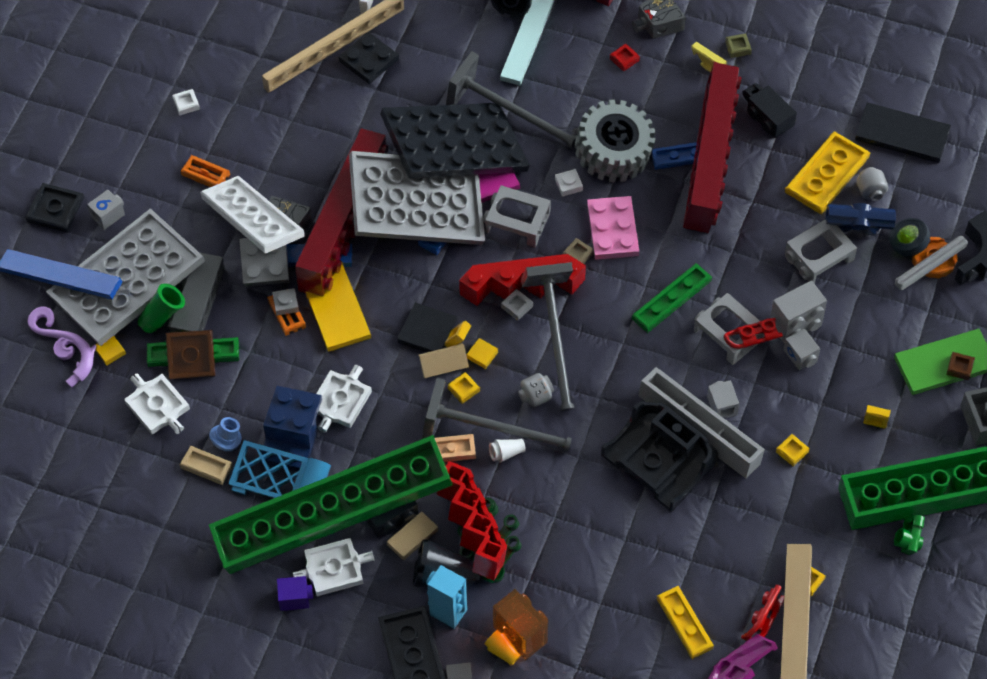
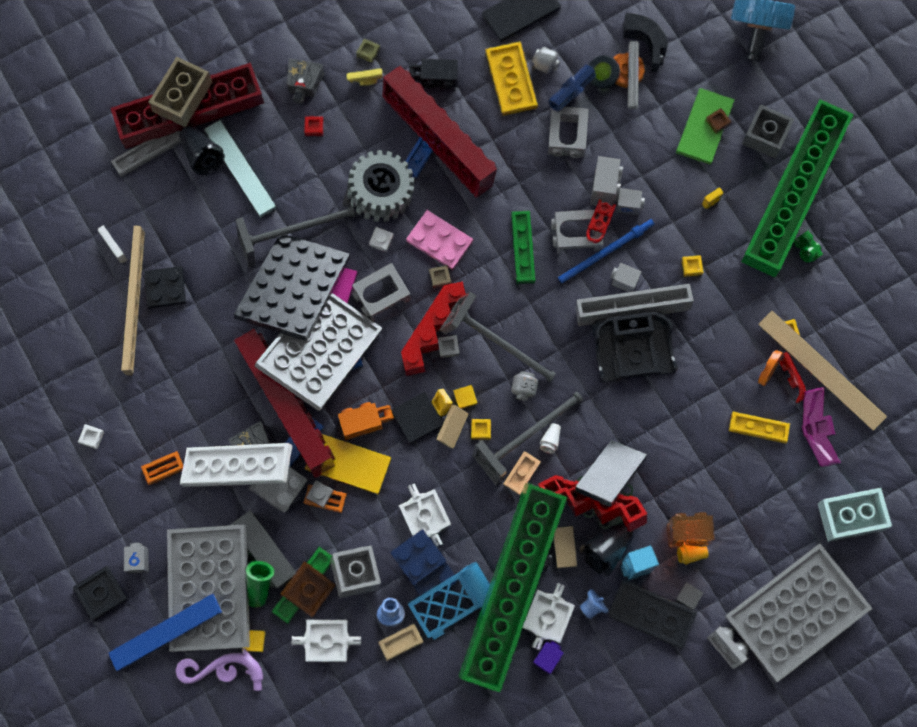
camera: 50 degrees left, 15 degrees up
(237, 377) = (355, 571): none -> light grey brick
(377, 595) = (593, 605): none -> medium blue piece
(384, 287) = (363, 419): none -> orange brick
(514, 513) = (610, 473): none -> tile
(750, 582) = (771, 365): none -> orange tile
(778, 378) = (635, 232): none -> blue bar

